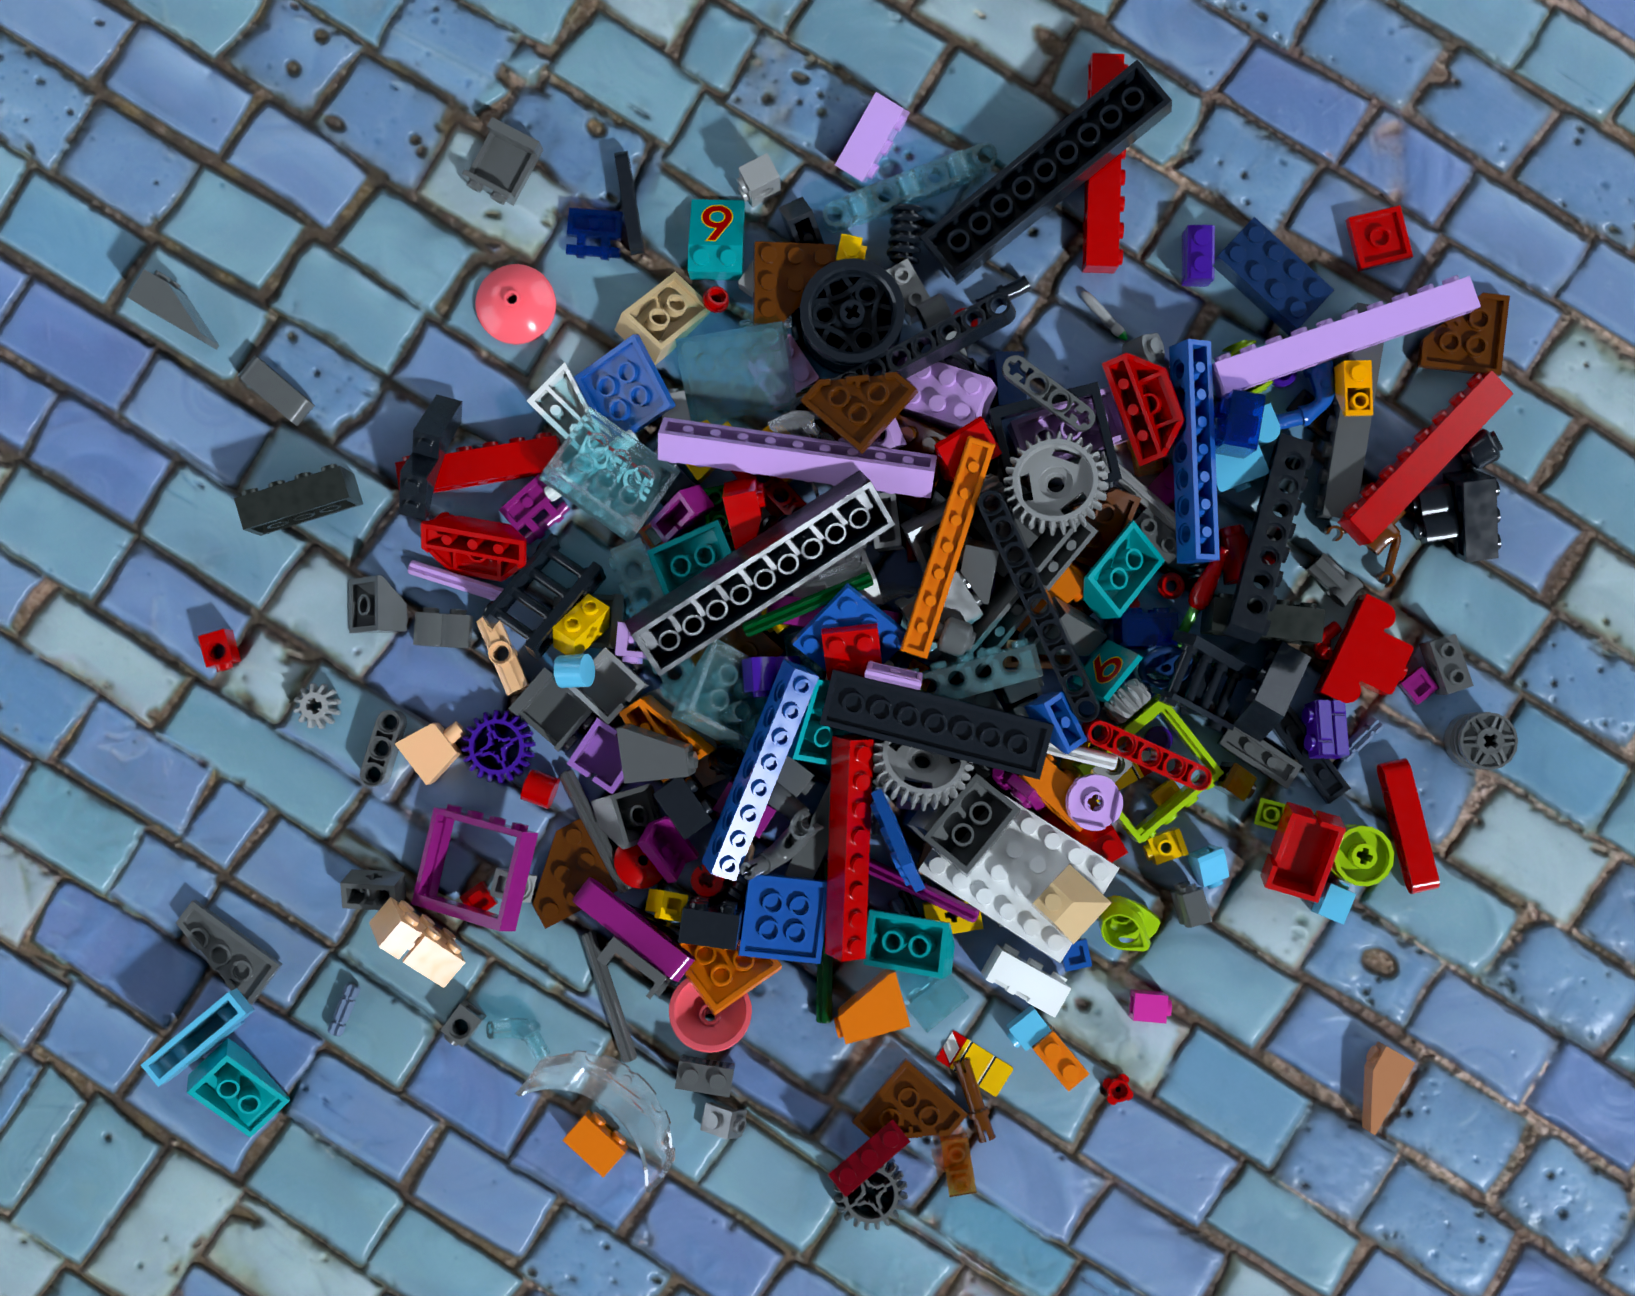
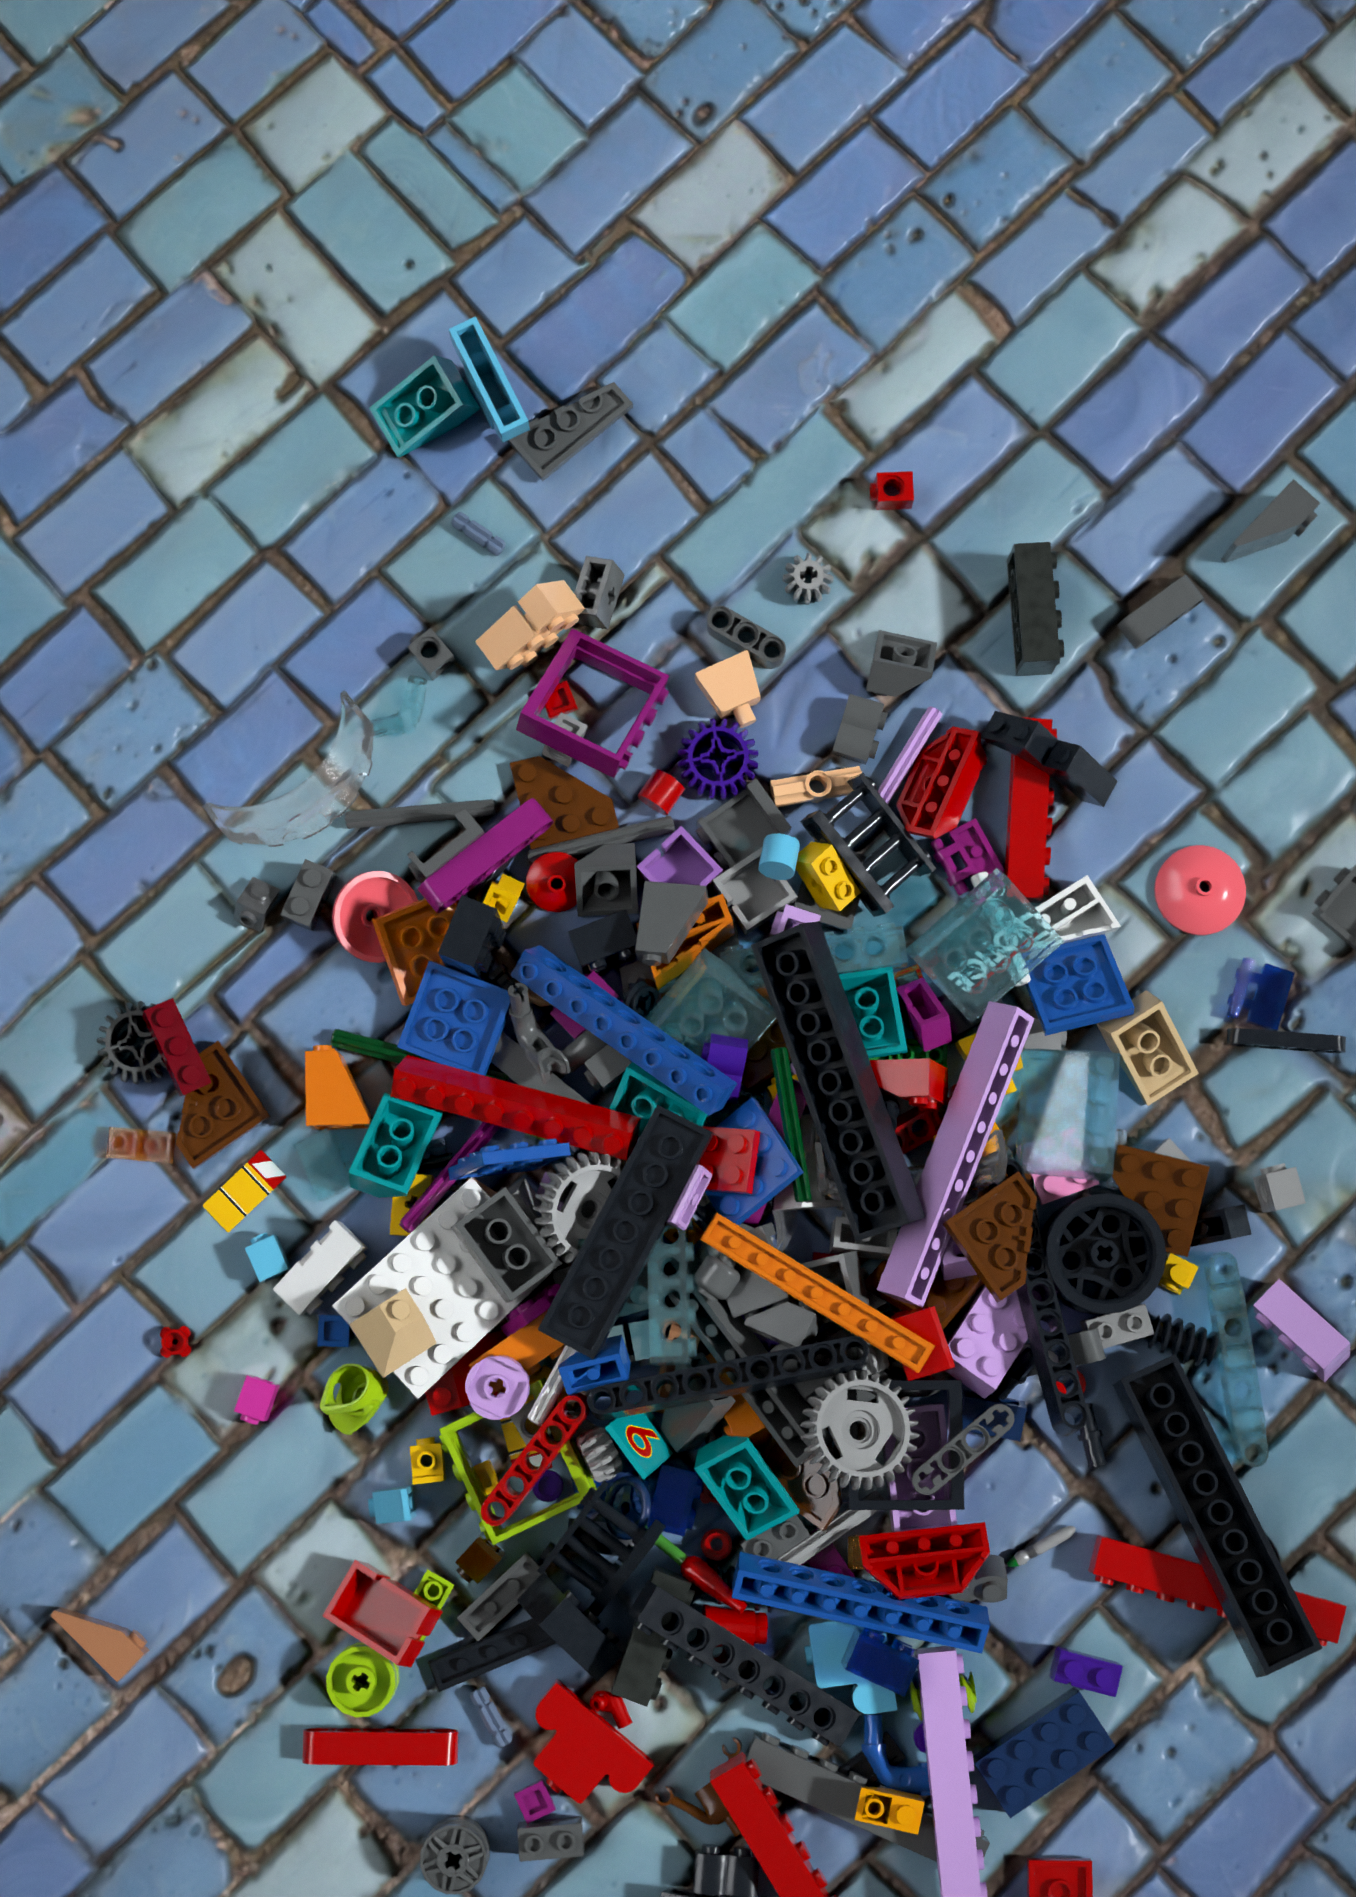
camera: 100 degrees right, 5 degrees down
(596, 1142) = (269, 763): orange brick -> none
(666, 848) = (563, 911): magenta bracket -> none
(704, 882) = (514, 944): red piece -> none
(716, 240) = (1224, 1127): teal slope -> none
(718, 294) = (1161, 1115): red plate -> none
(974, 1100) = (201, 1180): reddish brown pin -> none
(1060, 1060) = (225, 1284): orange brick -> none
(1190, 904) = (356, 1472): dark grey brick -> none
(1326, 729) = (512, 1678): dark purple brick -> none
(1334, 902) = (318, 1638): medium azure brick -> none
(1340, 585) = (671, 1739): dark grey piece -> none

